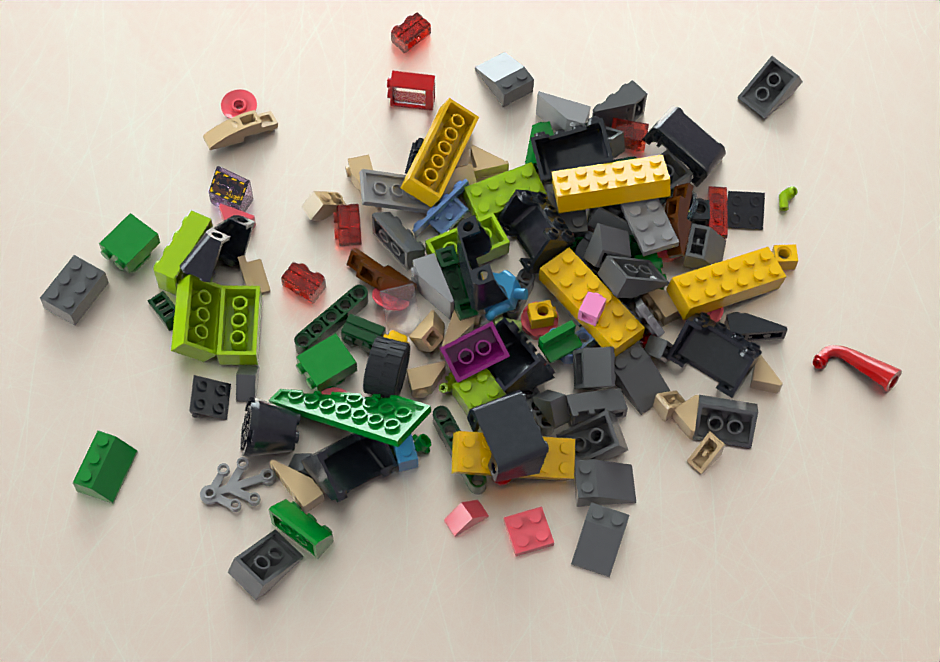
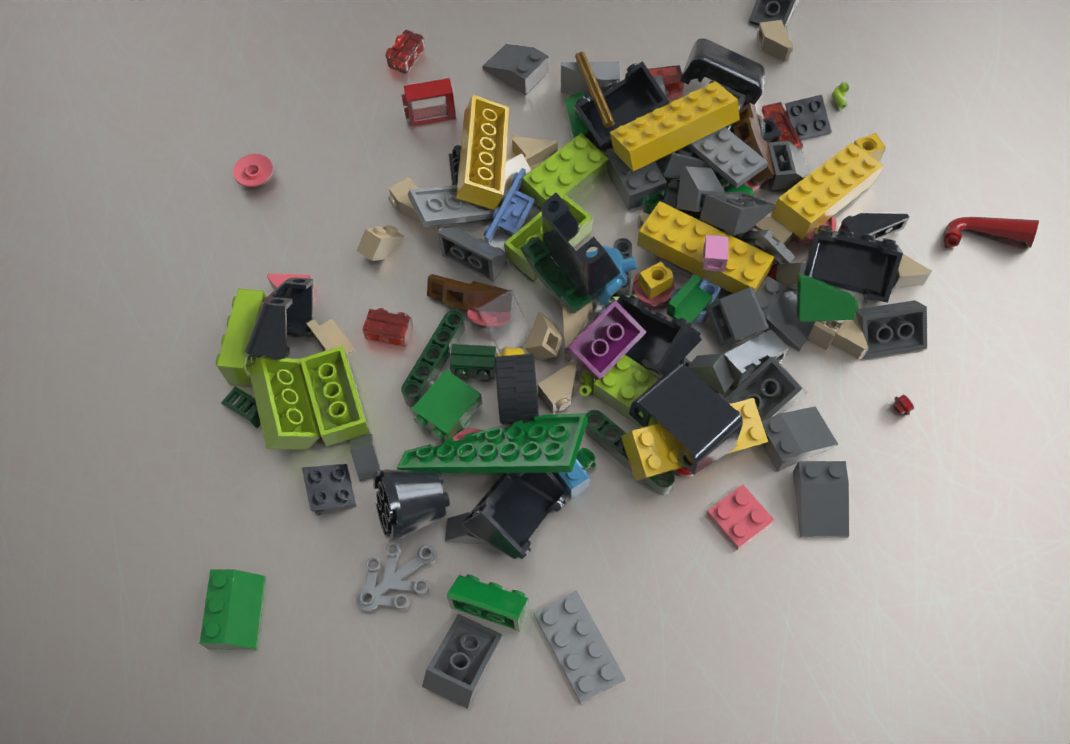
camera: 15 degrees left, 0 degrees up
(74, 290) = (132, 417): dark grey brick -> none
(129, 244) = (180, 347): green brick -> none
(230, 190) = (274, 255): slope -> none
(235, 129) = (258, 193): tan slope -> none
(300, 487) = (469, 554): tan slope -> none
(348, 225) = (414, 254): clear red brick -> none
(358, 585) = (579, 647): none -> light grey plate
(432, 283) = (530, 285): light grey slope -> none
(465, 516) = (665, 525): coral slope -> none
(537, 228) = (614, 196): black windscreen -> none
(555, 127) = (594, 90): none -> pearl gold axle
(625, 104) = (650, 49): dark grey slope -> none
(670, 378) = (823, 302): none -> green slope
(704, 488) = (903, 405): none -> red plate
(706, 453) = (888, 367): tan slope -> none
(749, 124) = (774, 39): none -> tan slope

